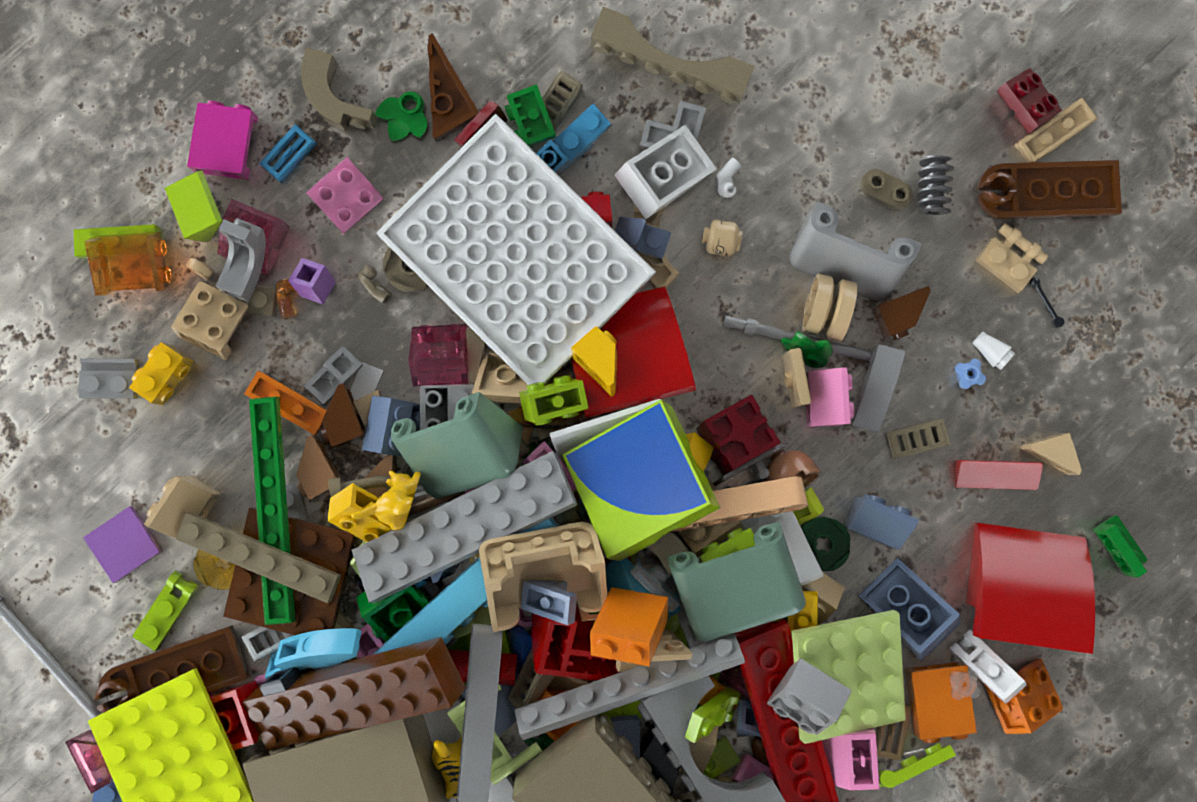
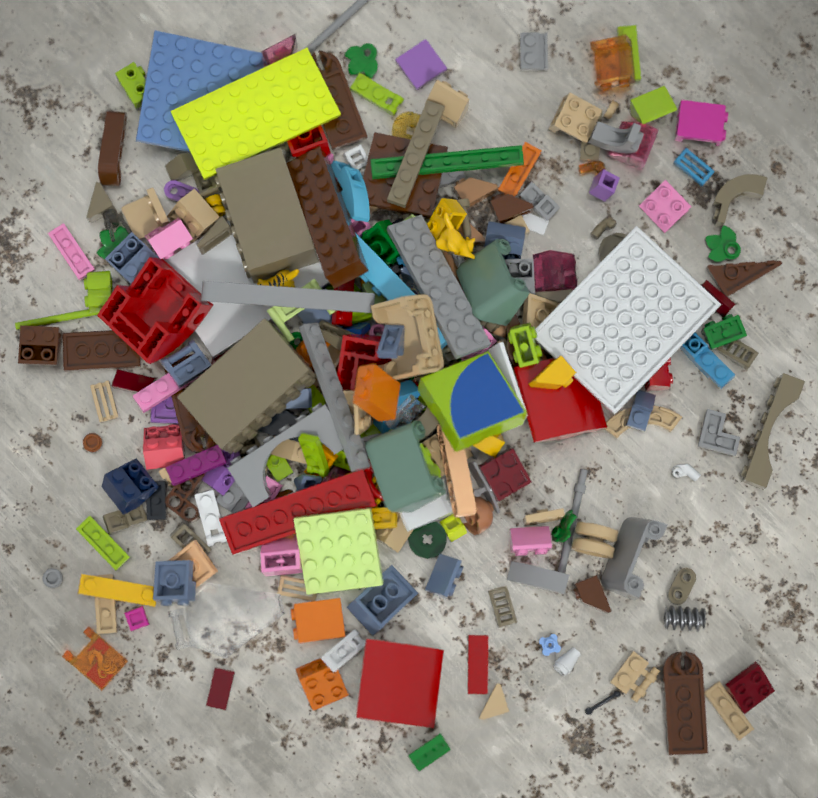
camera: 90 degrees right, 5 degrees down
(116, 634) = (360, 62): none -> green plate
(161, 373) = (538, 86): yellow brick -> none
(280, 681) = (334, 170): black tile -> none
(664, 171) = (688, 425): white slope -> none
(722, 238) = (642, 467): tan head -> none
(809, 697) = (327, 515): light grey slope -> none
(913, 766) = (275, 598): lime plate -> none
(958, 679) = (332, 637): clear plate -> none

